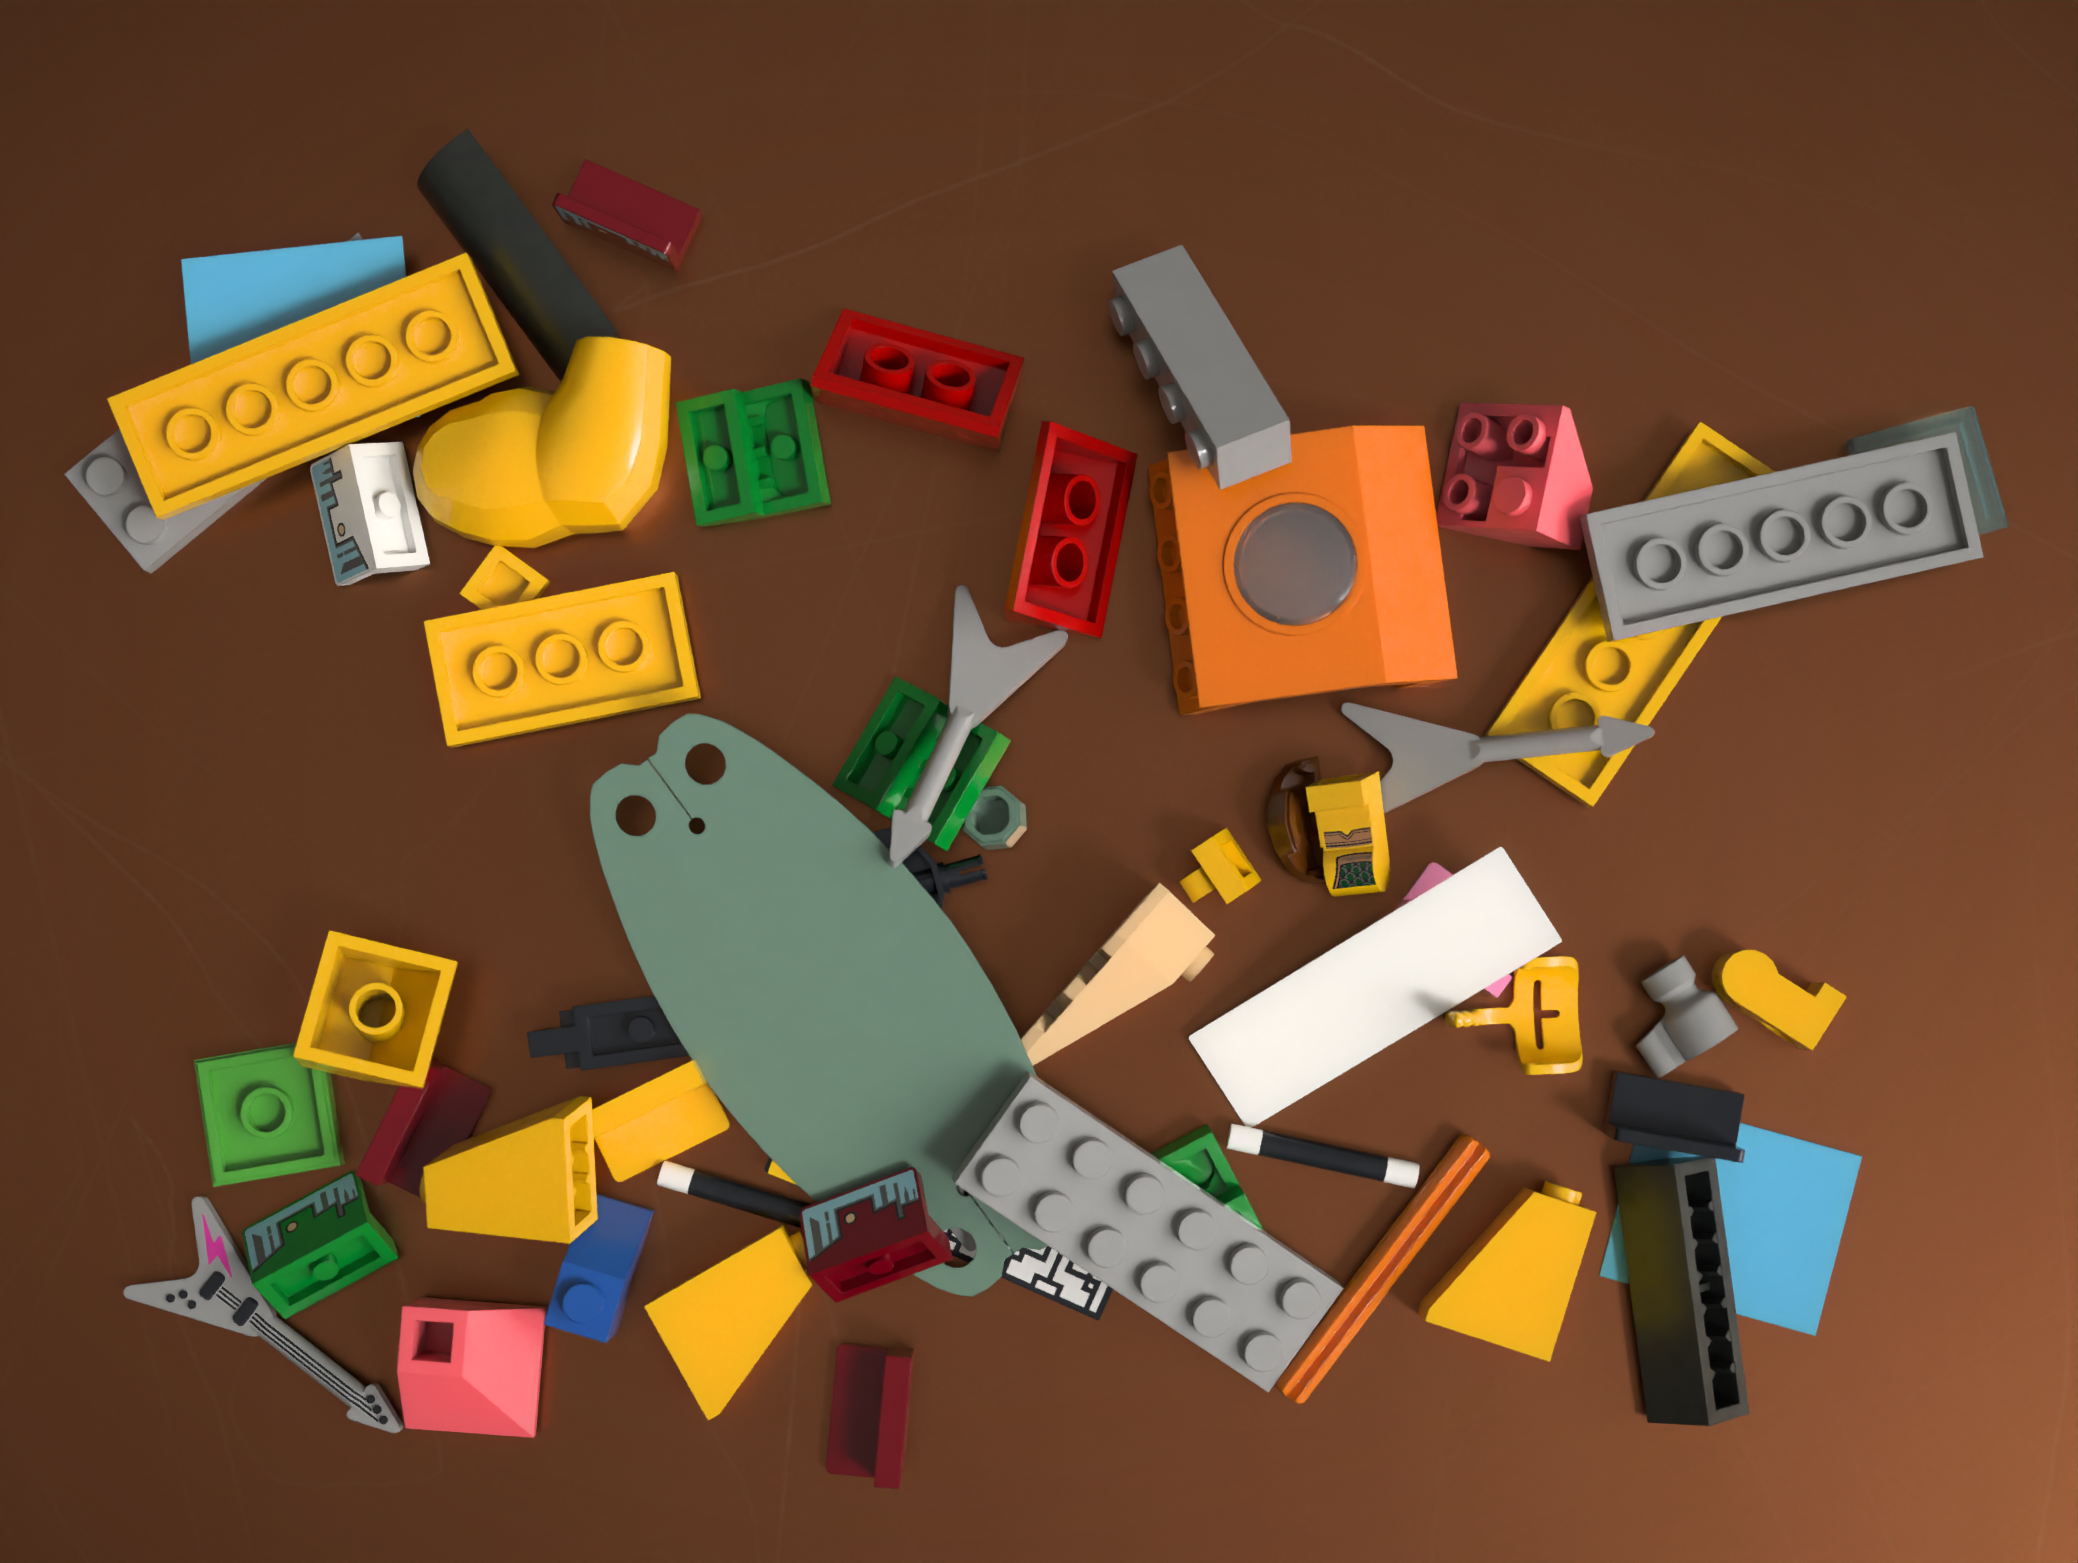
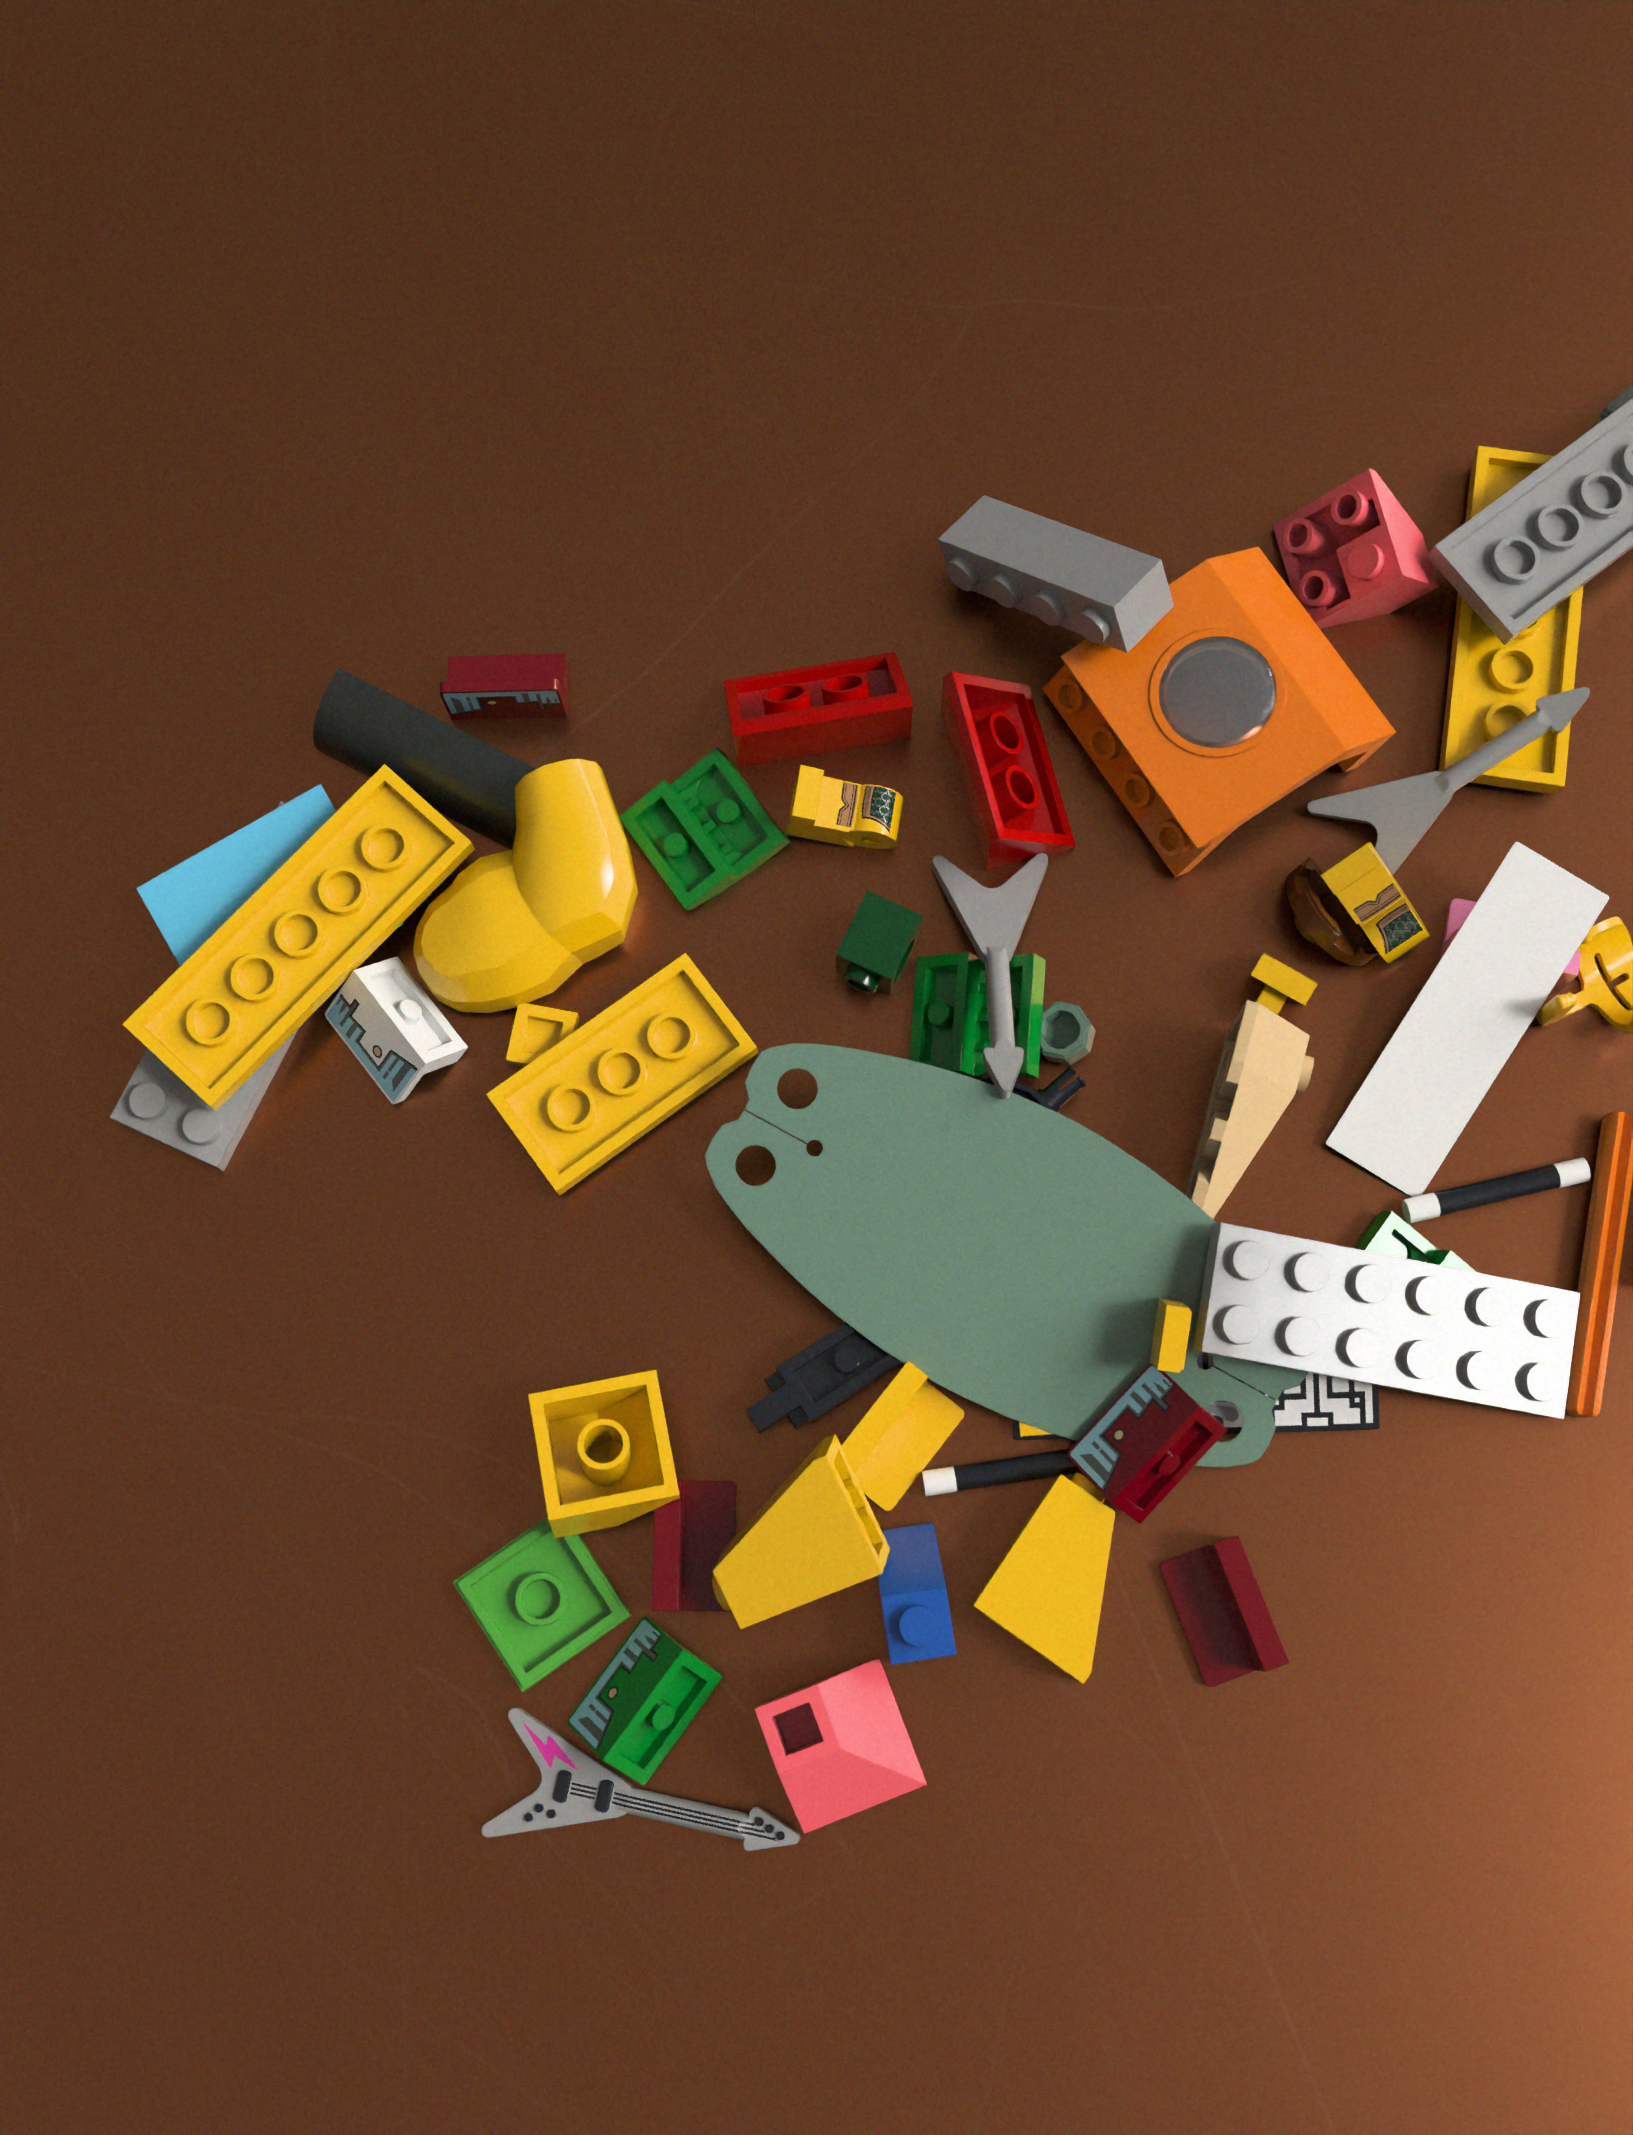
camera: 20 degrees left, 10 degrees down
(859, 650) = (877, 945): none -> dark green brick
(892, 502) = (843, 811): none -> yellow leg
(937, 1154) = (1170, 1335): none -> yellow tile

